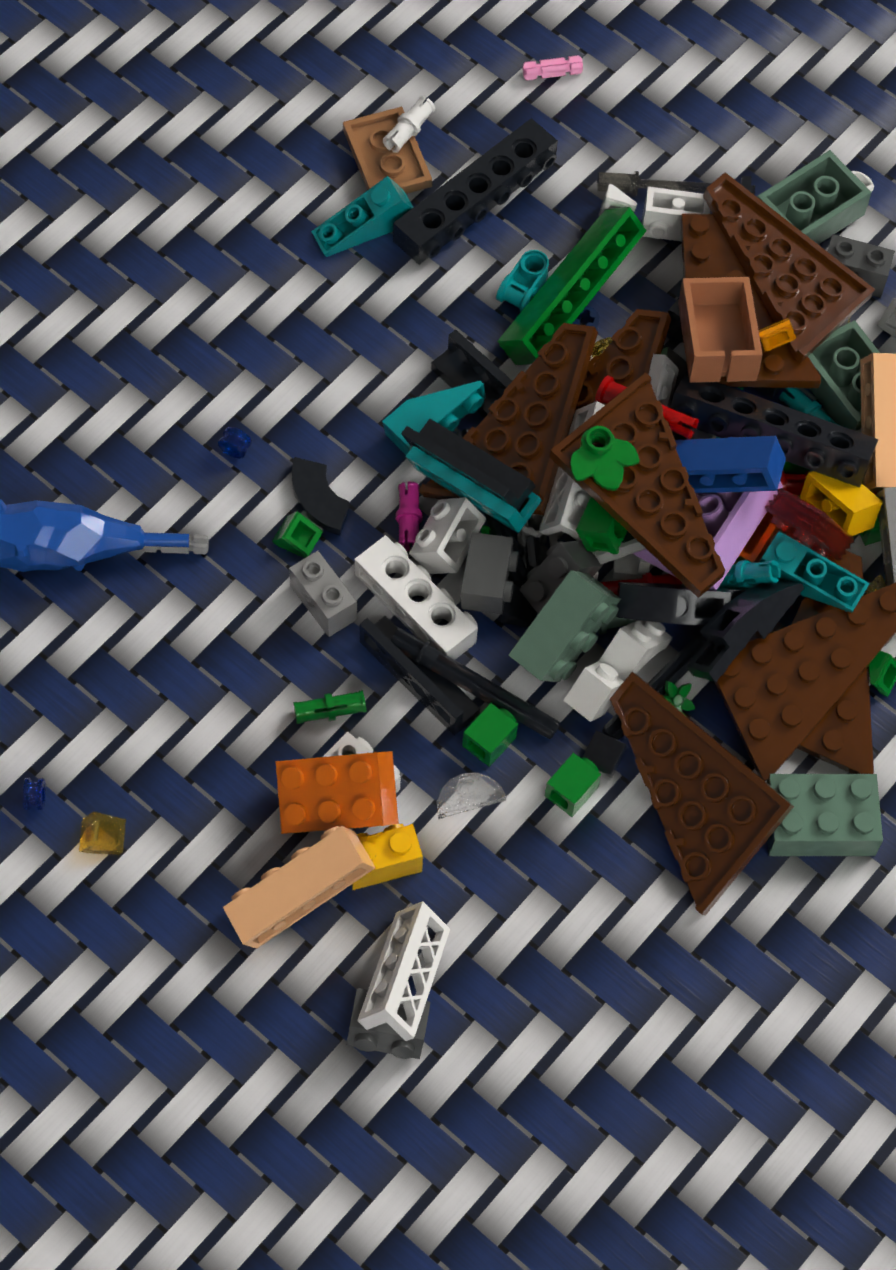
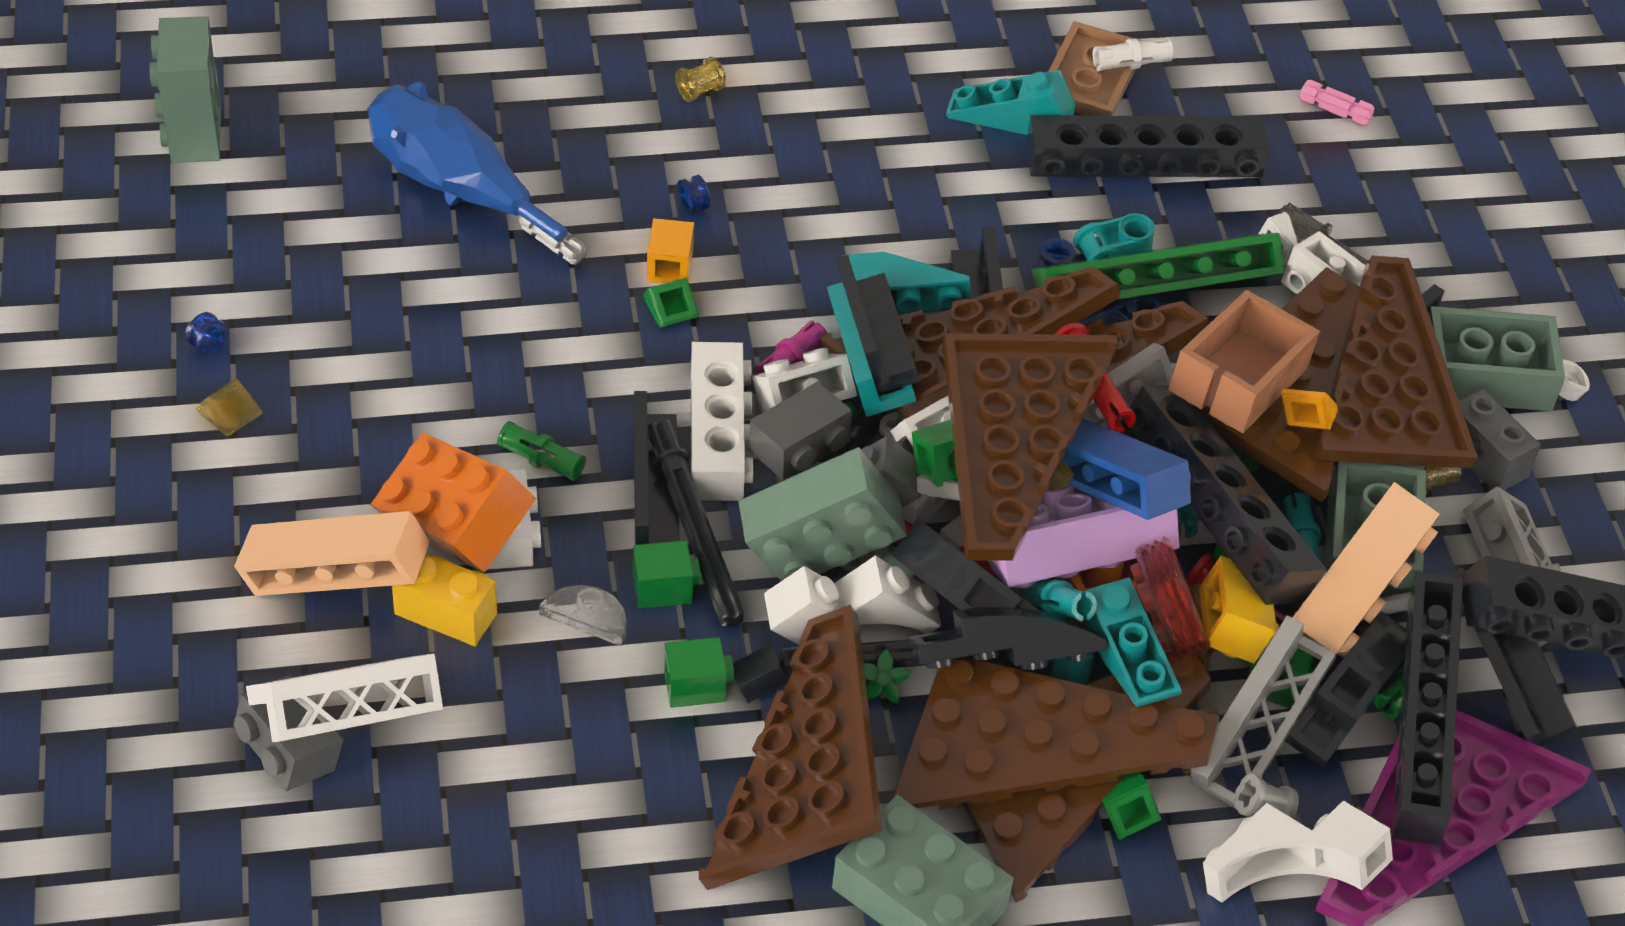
camera: 40 degrees right, 15 degrees down
(149, 347) = (700, 79): none -> clear yellow bush
(265, 498) = (669, 250): none -> light orange brick
(316, 496) = (722, 285): black tile -> none
(323, 593) = (635, 354): light grey brick -> none
(493, 326) = (1056, 248): none -> clear blue bush
(603, 462) = (987, 368): green plate -> none

